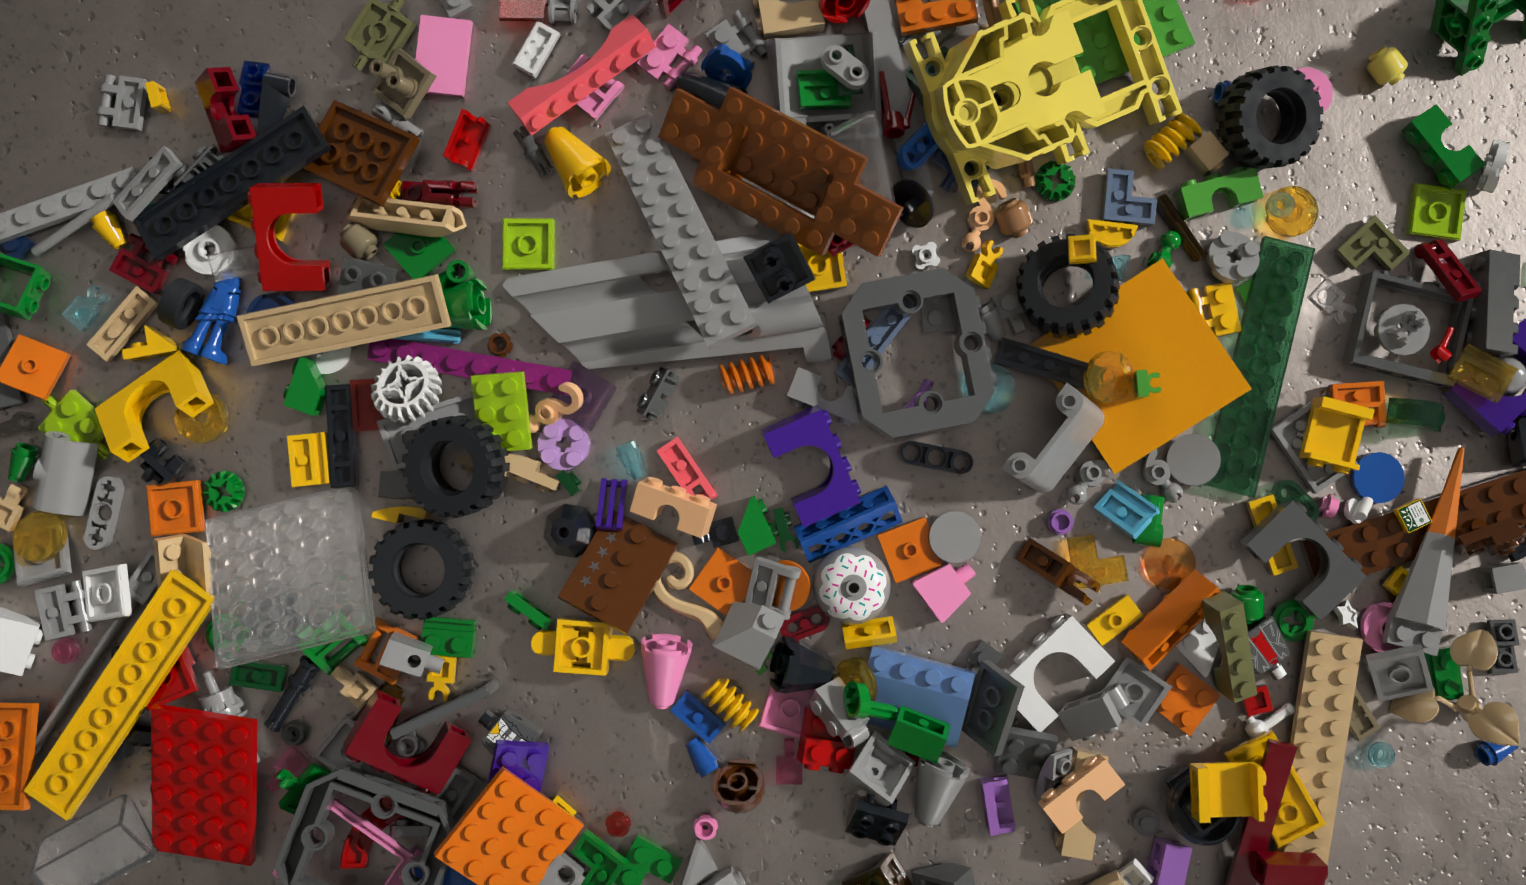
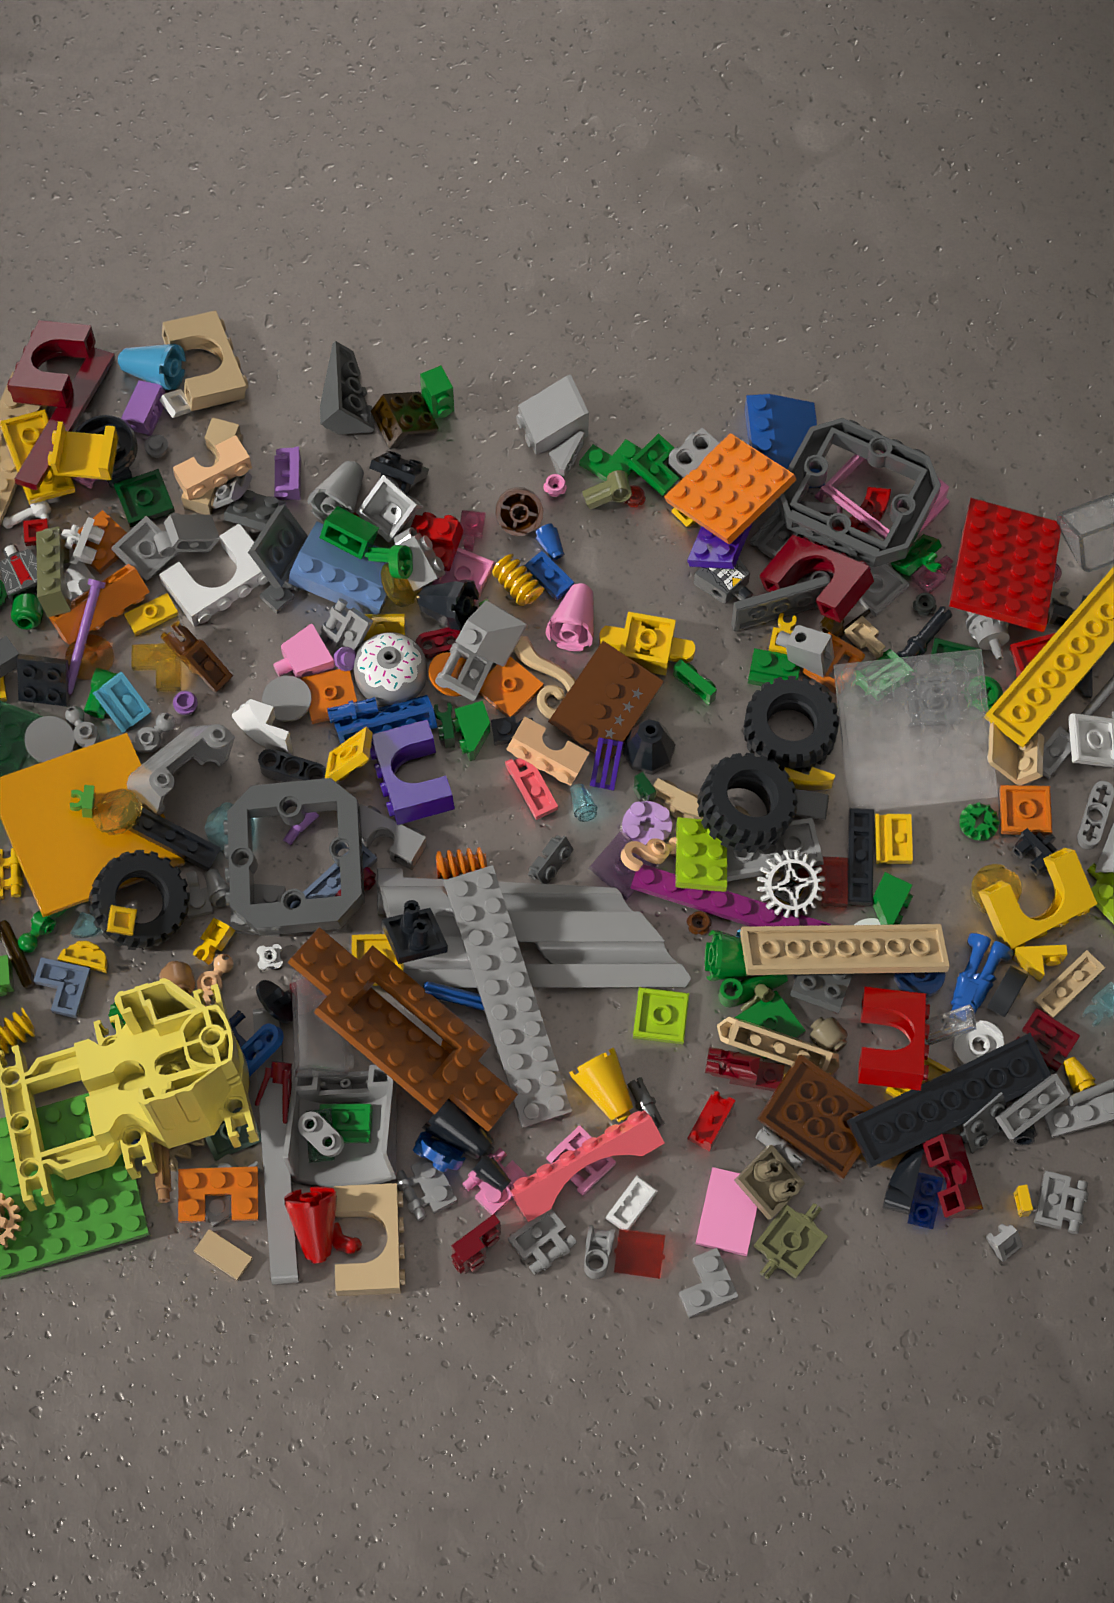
camera: 175 degrees left, 20 degrees down
(172, 55) = (1006, 1242): none -> light grey tile
(425, 271) = (761, 992): none -> olive hand
(638, 827) = (615, 488): none -> olive piece
(674, 55) = (491, 1173): none -> black cone
(737, 228) = (454, 995): none -> blue axle
(878, 473) = (349, 755): none -> yellow plate
(883, 531) = (352, 710): none -> blue pin
(898, 619) = (353, 627): none -> light grey plate
(900, 588) = (344, 658): none -> medium lavender plate
(975, 500) = (257, 721): none -> white slope
(1147, 756) = (144, 497): none -> dark green plate
(1181, 630) = (83, 631): none -> medium lavender bar
(1200, 701) = (89, 532): none -> white hips
(1213, 524) = (43, 680): none -> black plate

